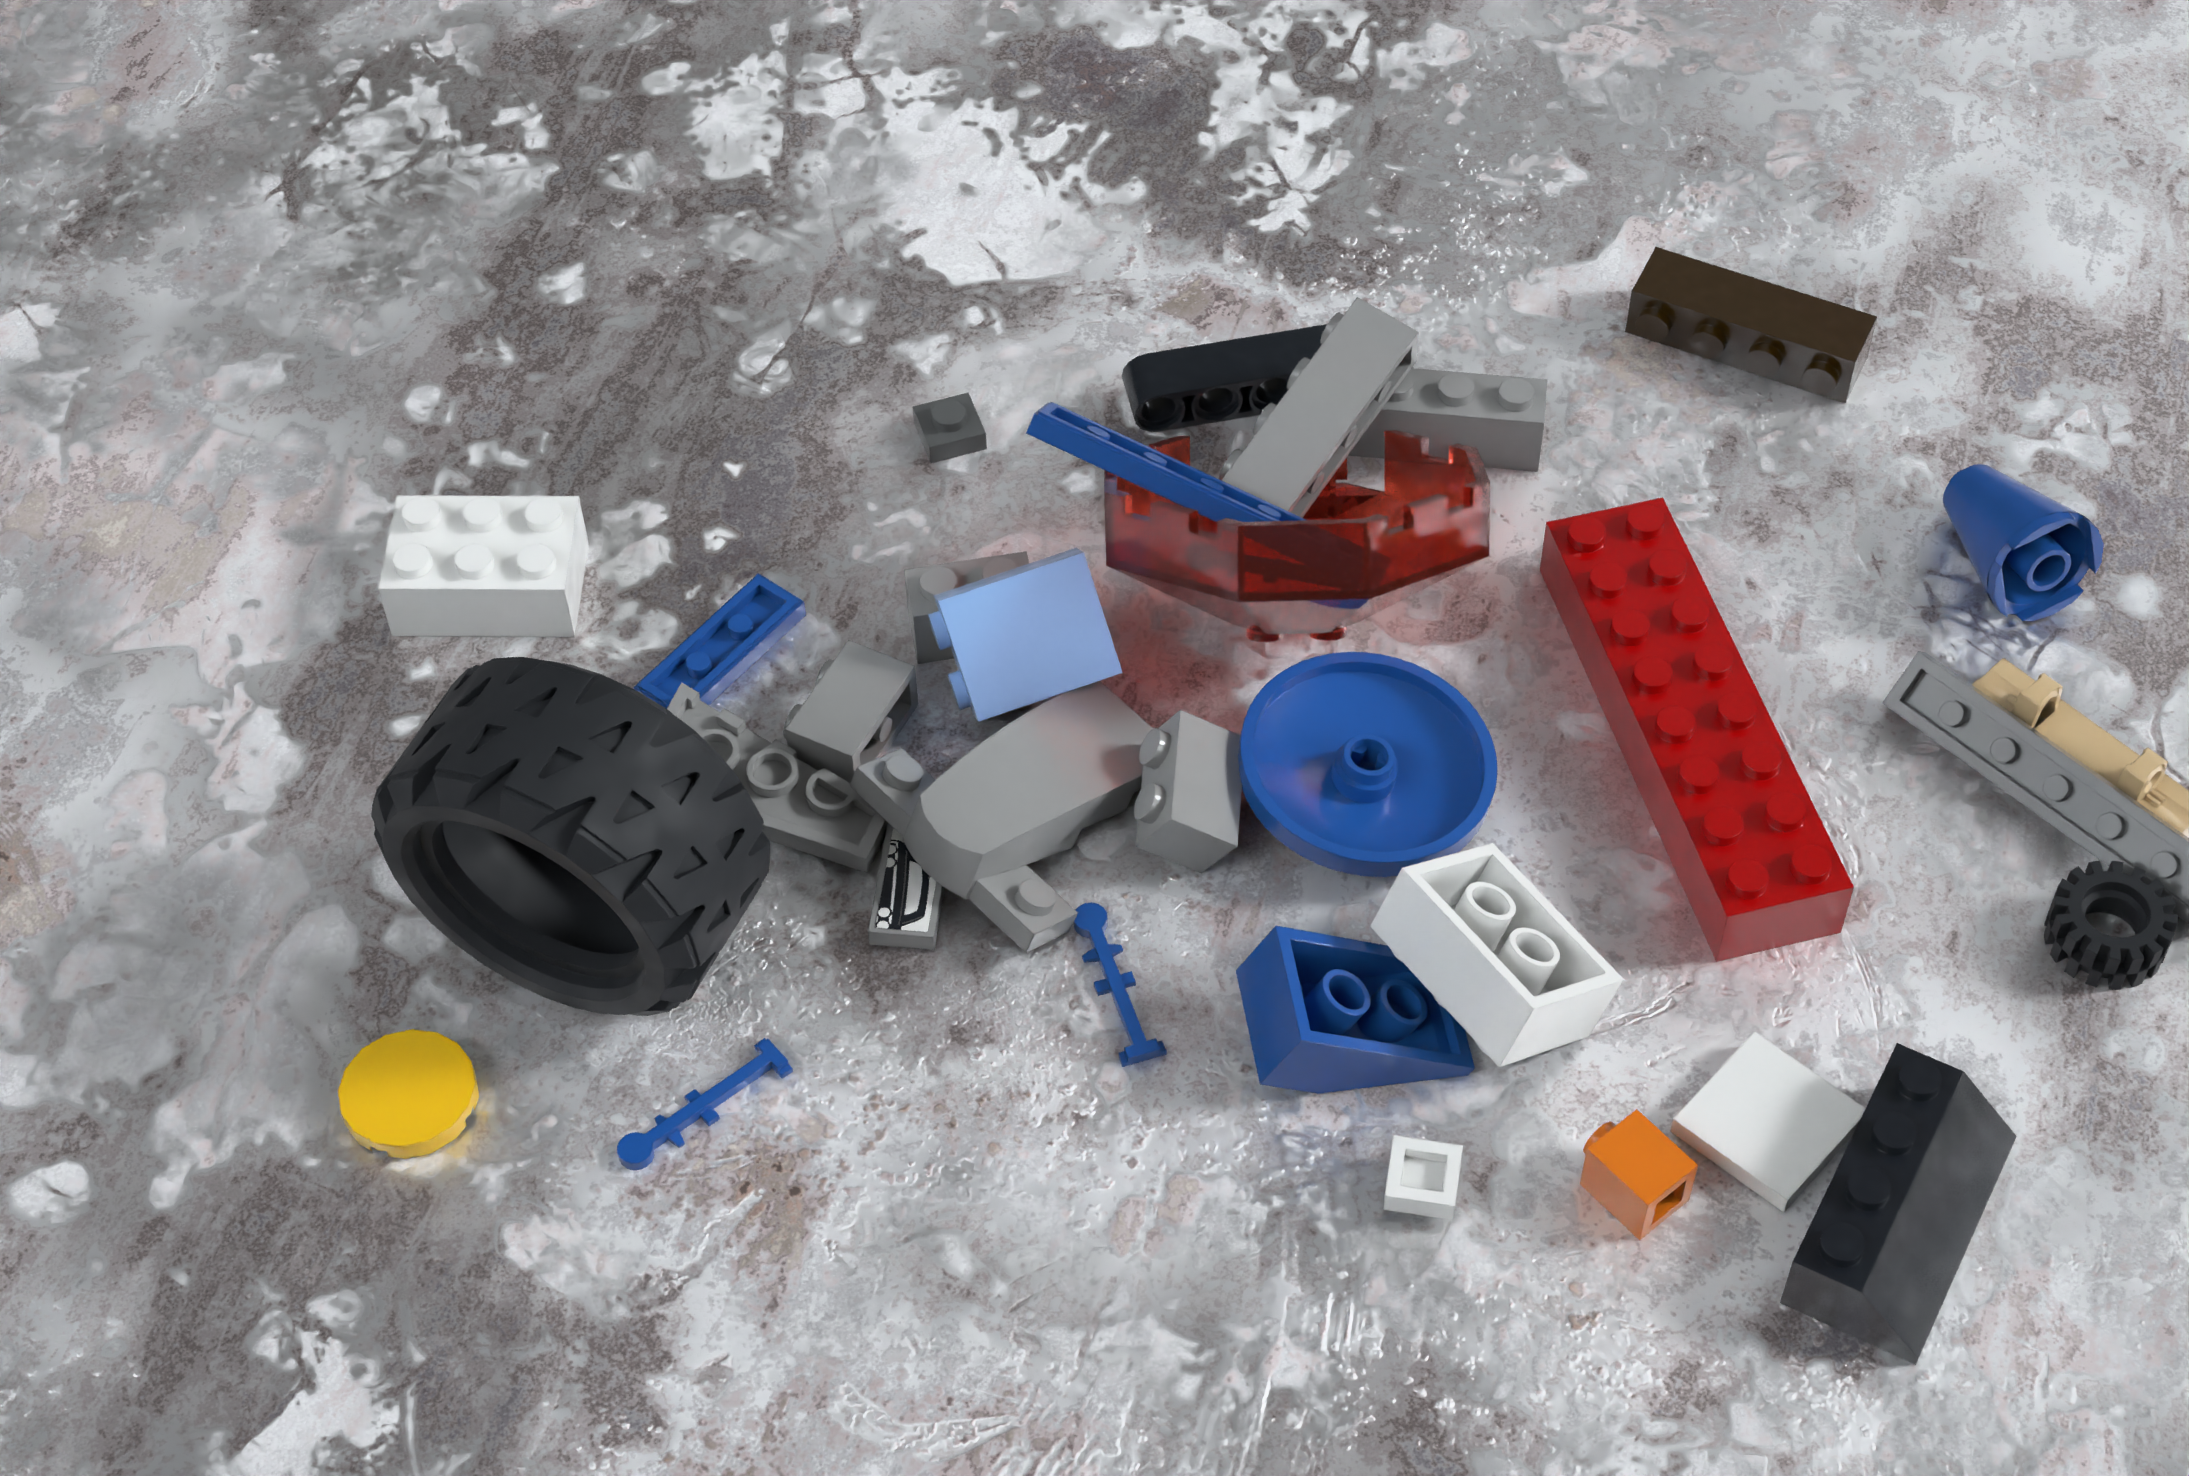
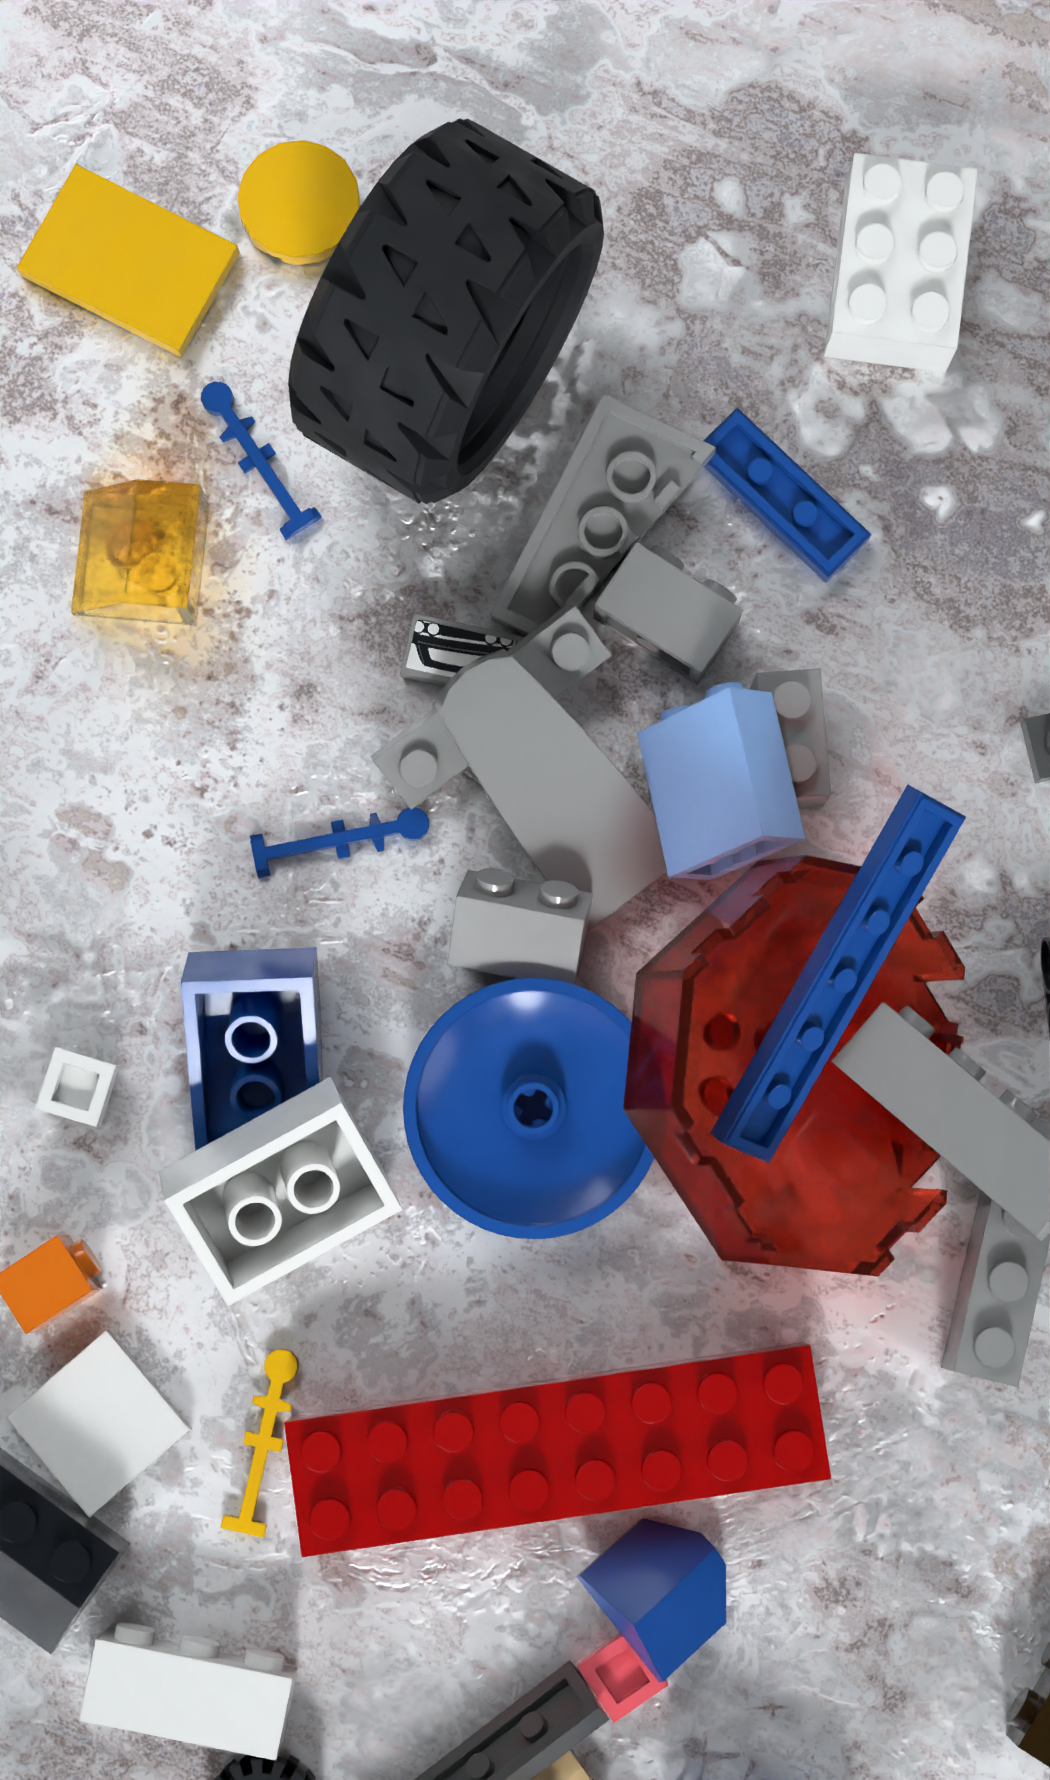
camera: 95 degrees right, 30 degrees up
(474, 1255) = (128, 260): none -> yellow tile
(821, 1186) = (141, 552): none -> clear yellow slope
(1671, 972) = (280, 1368): none -> yellow piece
(1798, 640) = (660, 1592): none -> blue slope
(1875, 663) = (619, 1677): none -> coral tile
(2012, 996) = (189, 1691): none -> white brick

